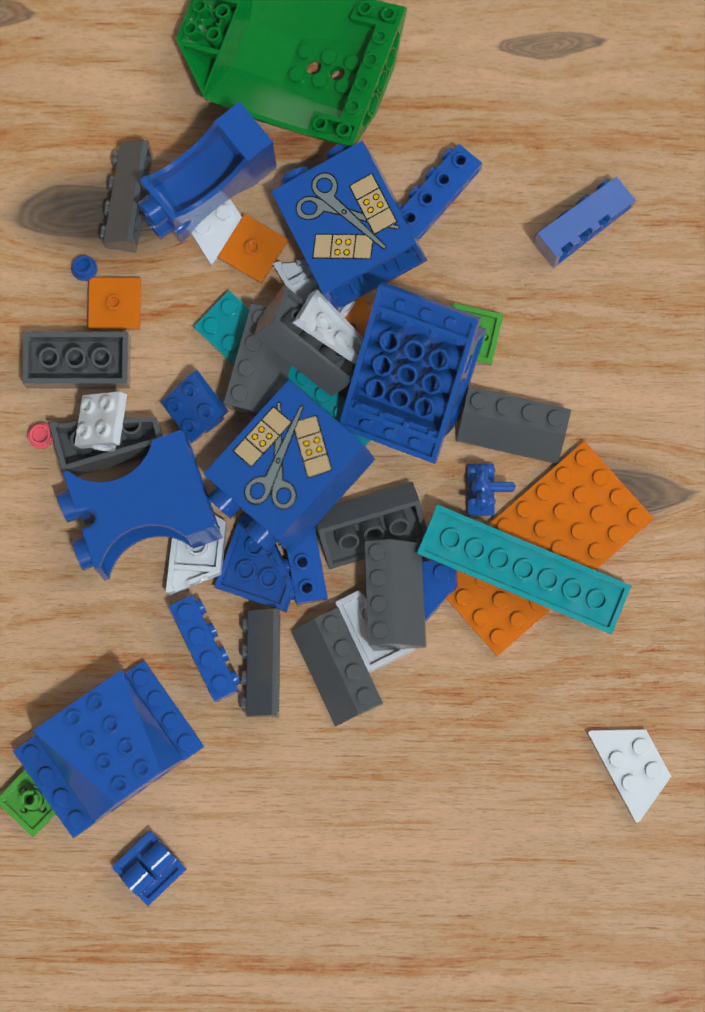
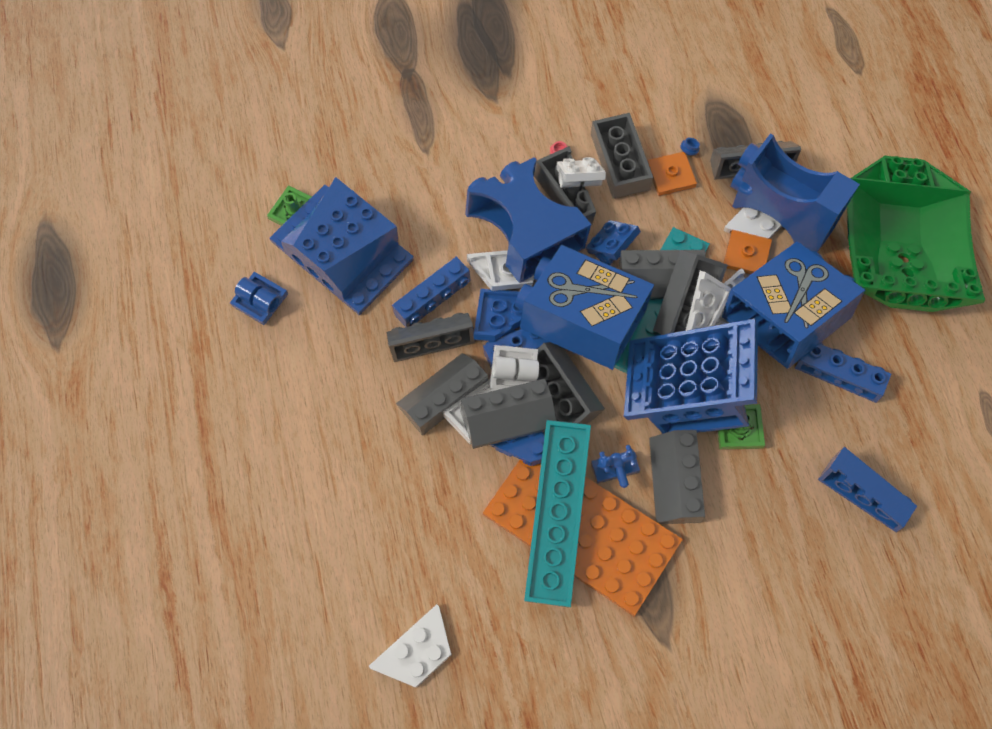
camera: 75 degrees right, 15 degrees down
(337, 573) = (513, 366): none -> white plate

